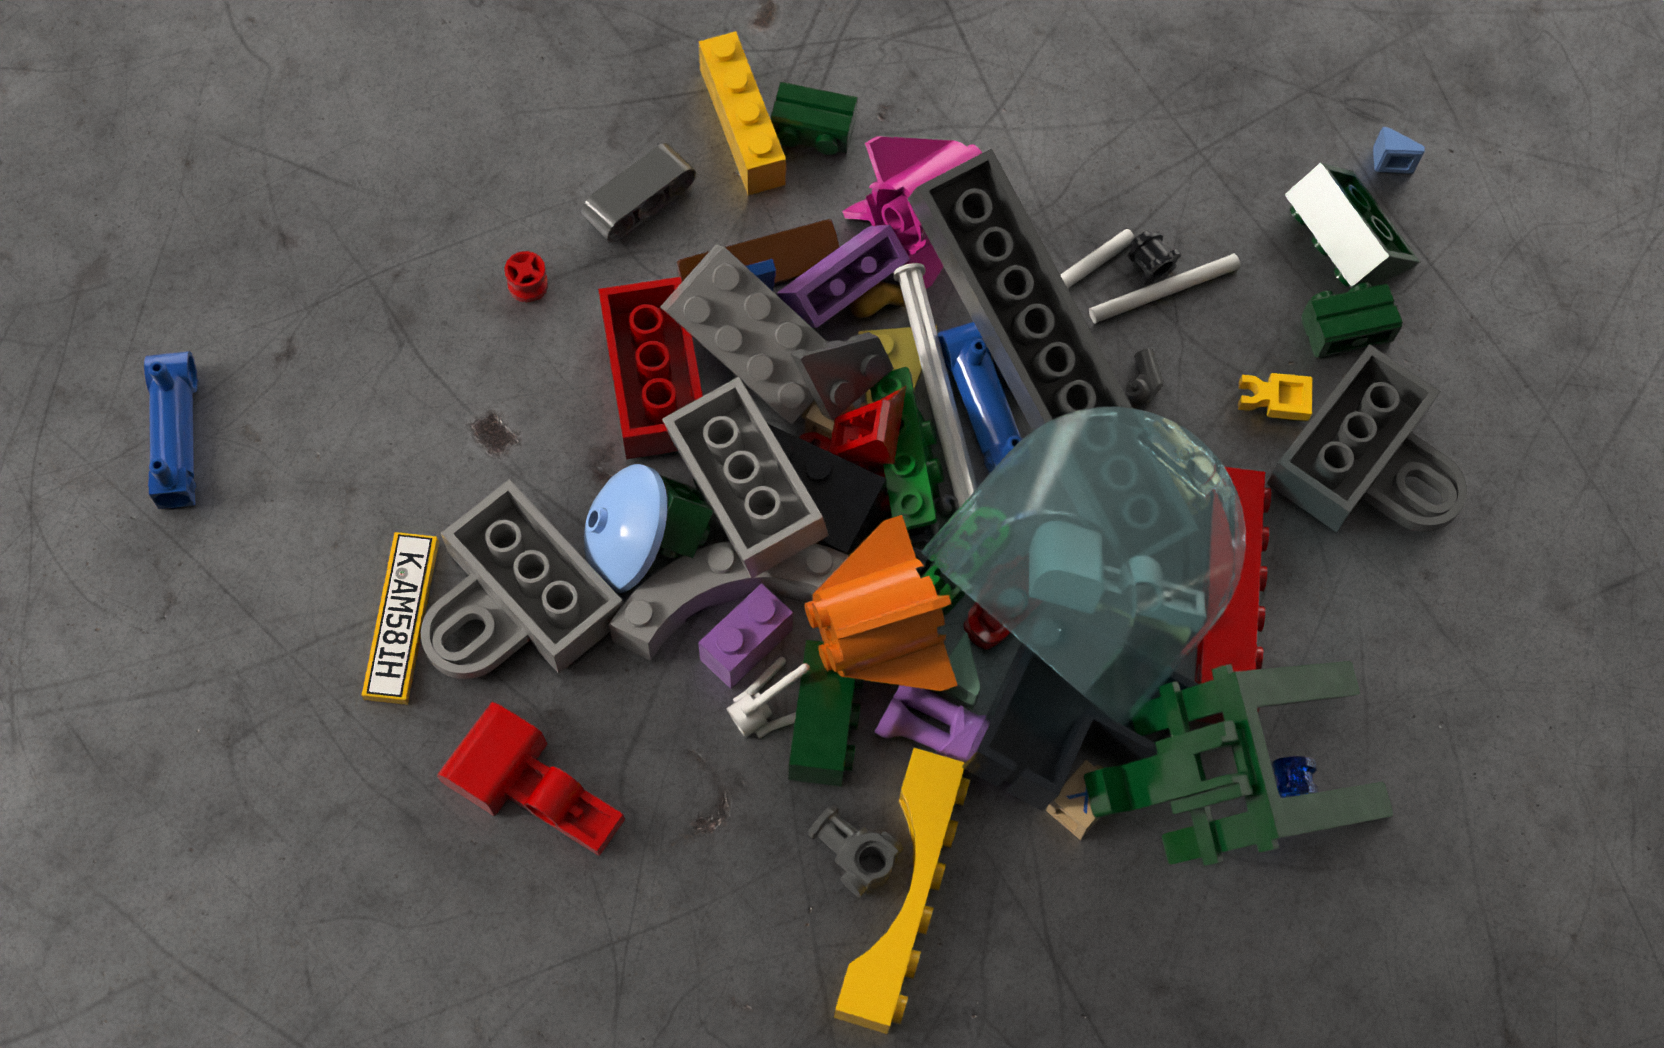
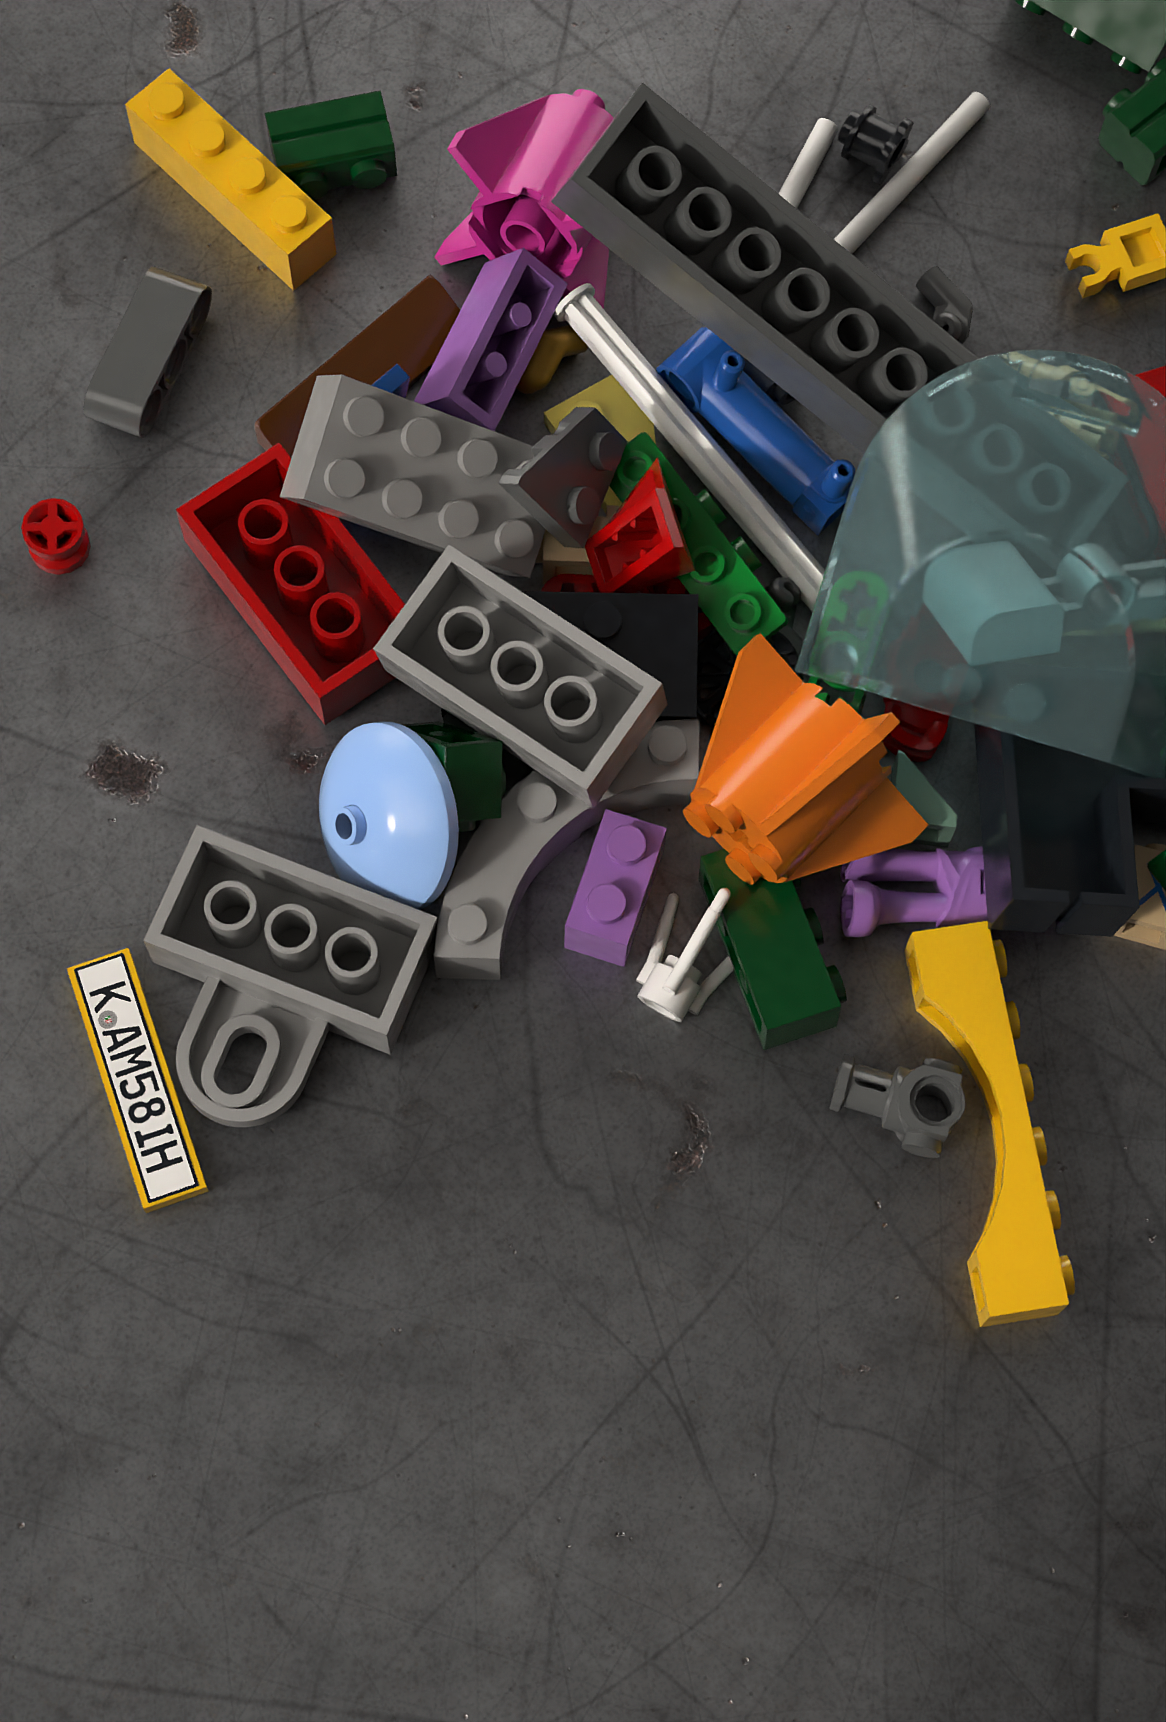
camera: 25 degrees left, 5 degrees up
(501, 764) = (379, 1210): red plate -> none

